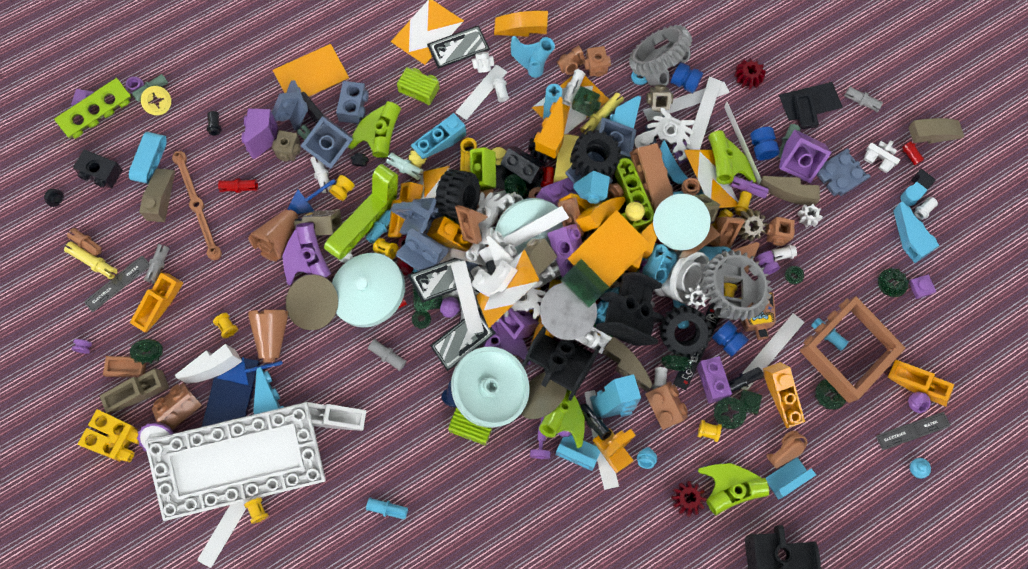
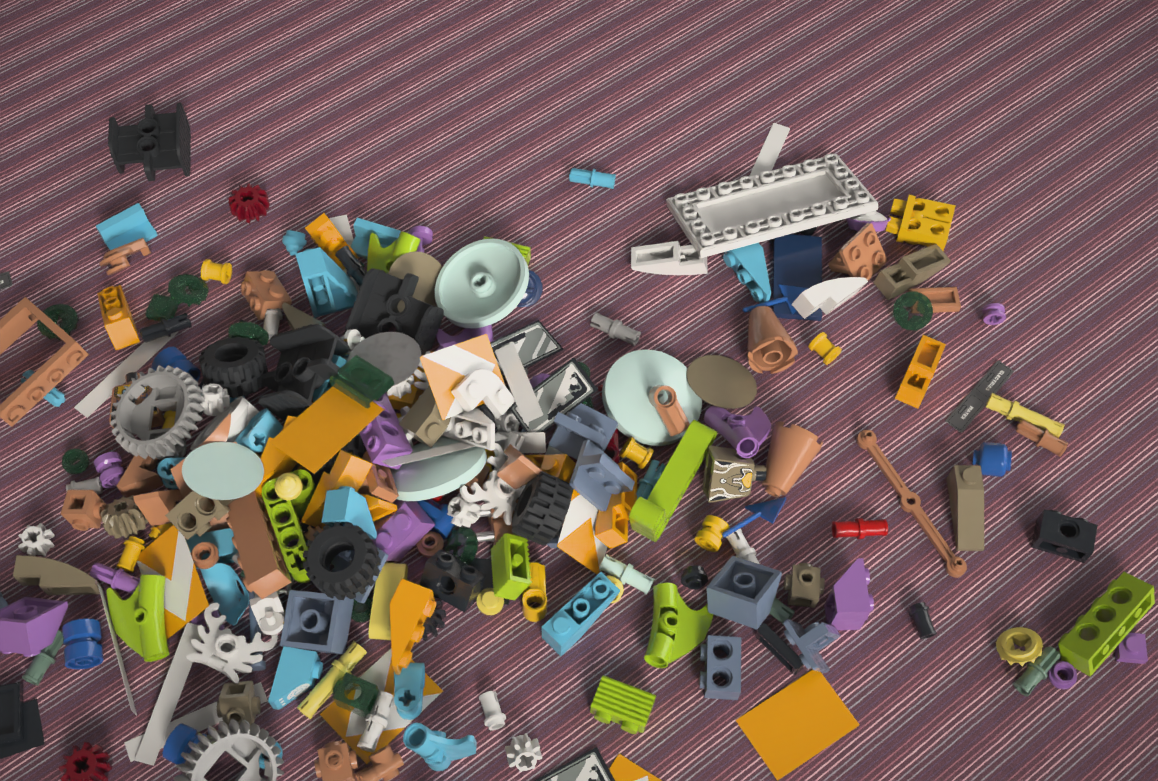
camera: 175 degrees right, 10 degrees down
(53, 197) = (1108, 492): black plate -> none
(127, 226) = (993, 459): none -> blue head
(147, 157) = (1000, 559): medium azure beam -> none
(156, 263) = (936, 417): light grey pin -> none
(256, 510) = (737, 166): yellow bush -> none
(357, 265) = (670, 411): none -> nougat piece
(480, 92) = (523, 711): white sticker -> none
(548, 176) = (415, 567): red pin -> none
(714, 379) = (202, 320): medium lavender brick -> none
(727, 479) = (196, 217): lime pin -> none

